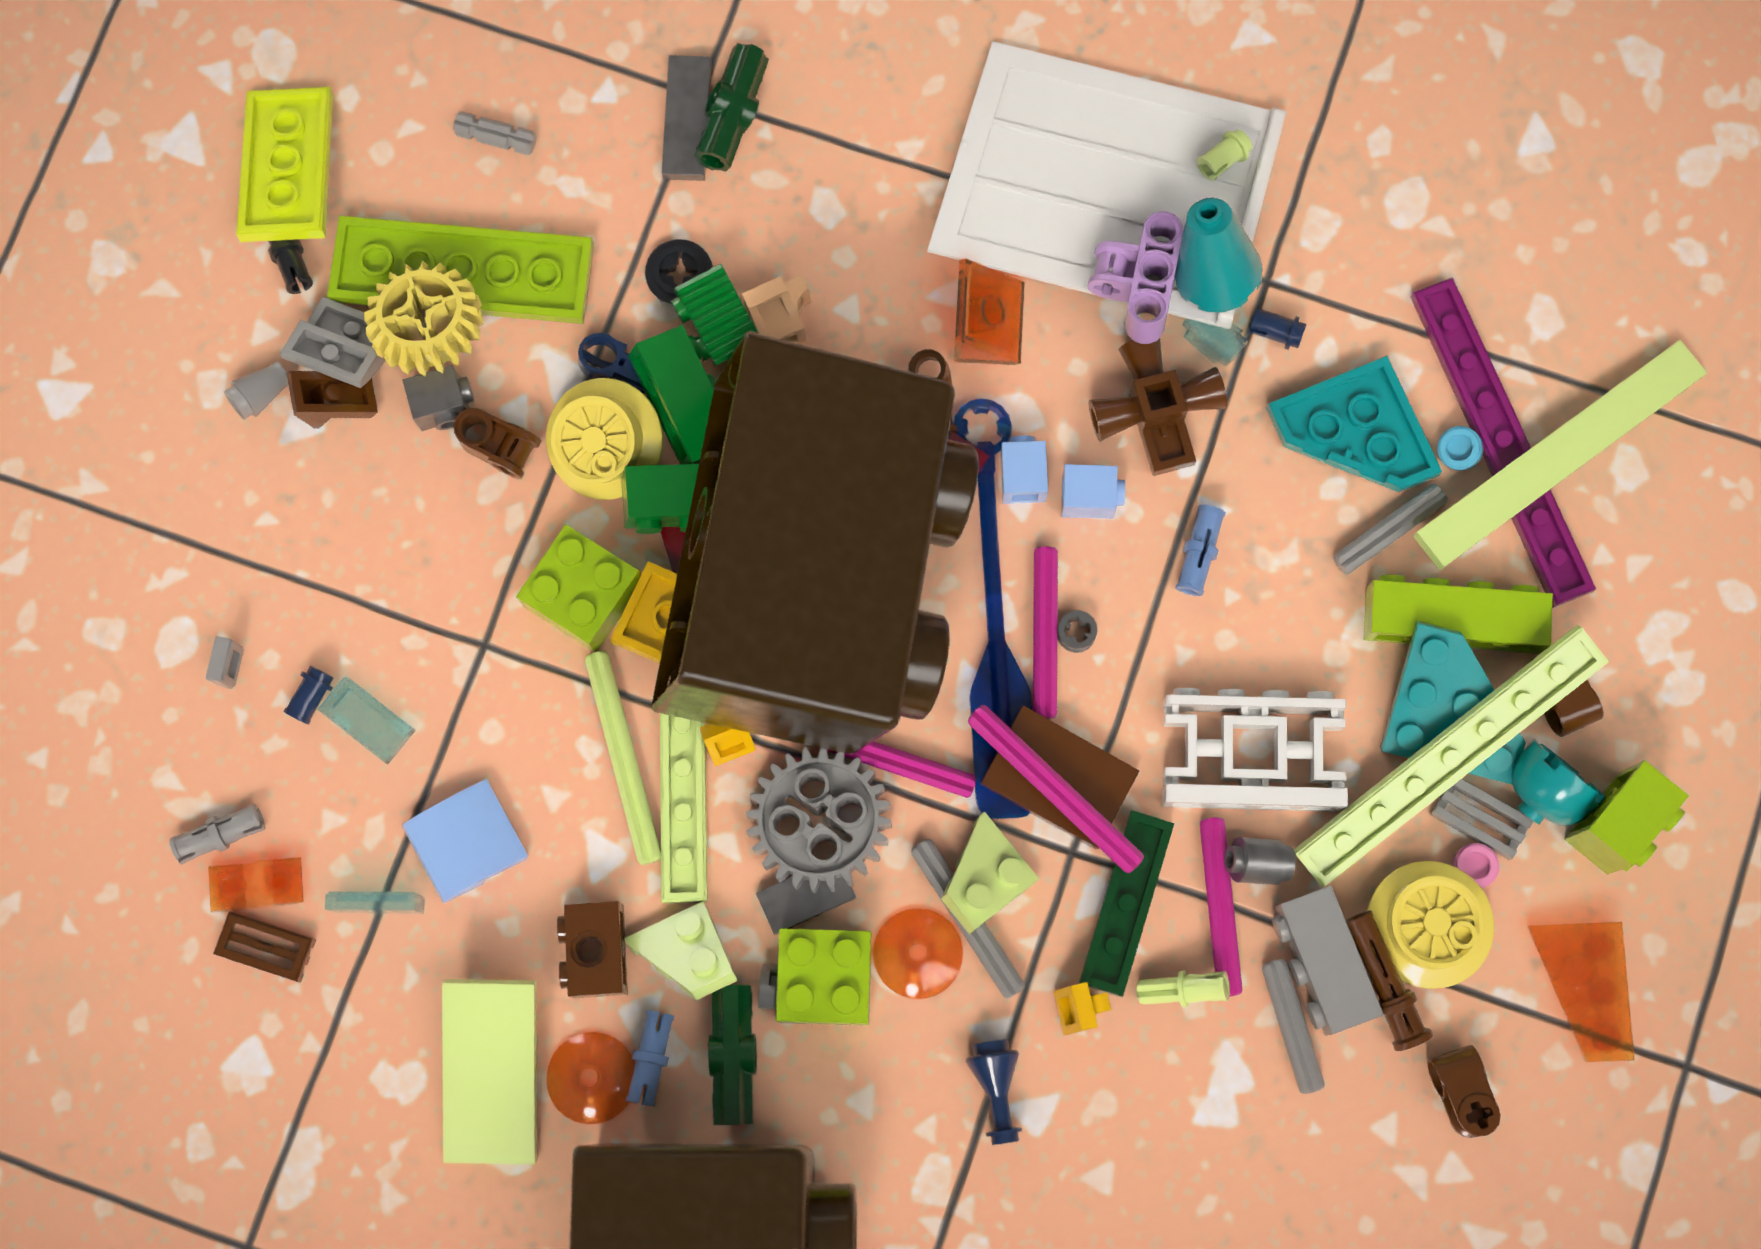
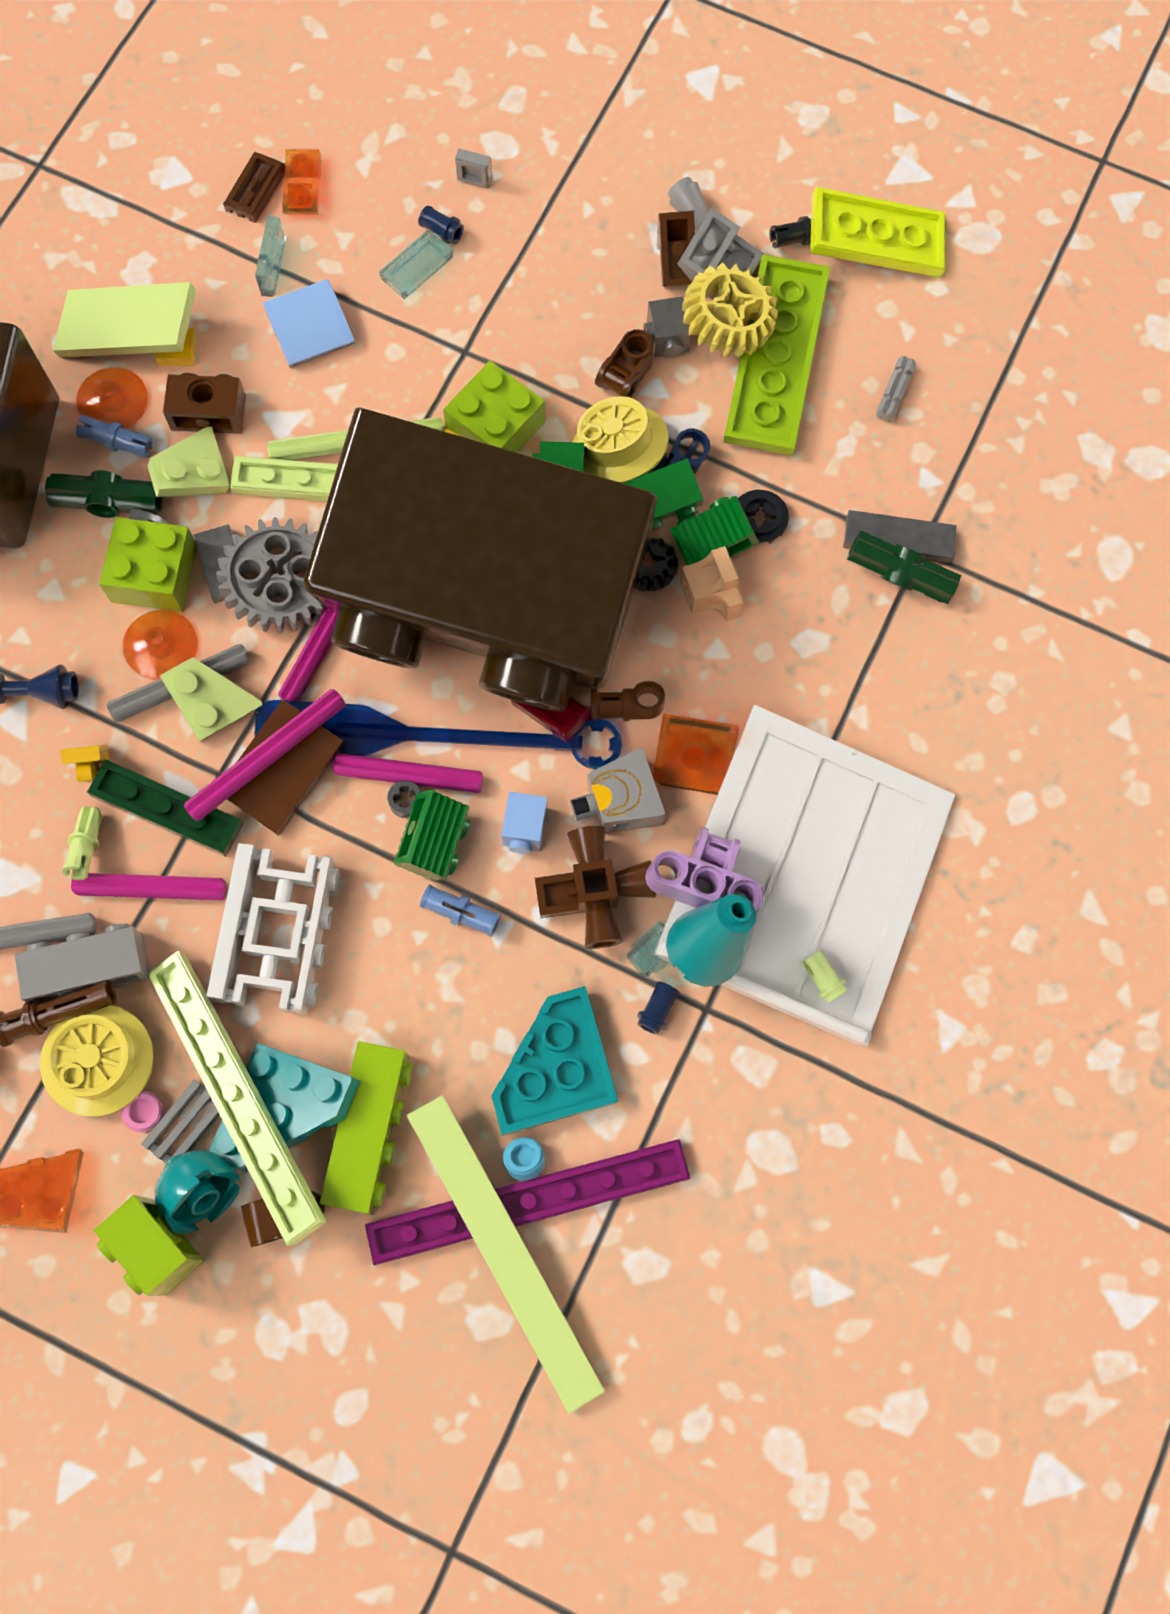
camera: 90 degrees right, 5 degrees down
(217, 834) = (344, 159): light grey pin -> none
(1024, 470) = (550, 769): light blue brick -> none
(1043, 389) = (621, 795): none -> light grey torso
(1123, 589) = (433, 835): none -> green brick
(1259, 861) = (177, 919): flat silver brick -> none
(1390, 529) = (458, 1083): light grey axle -> none

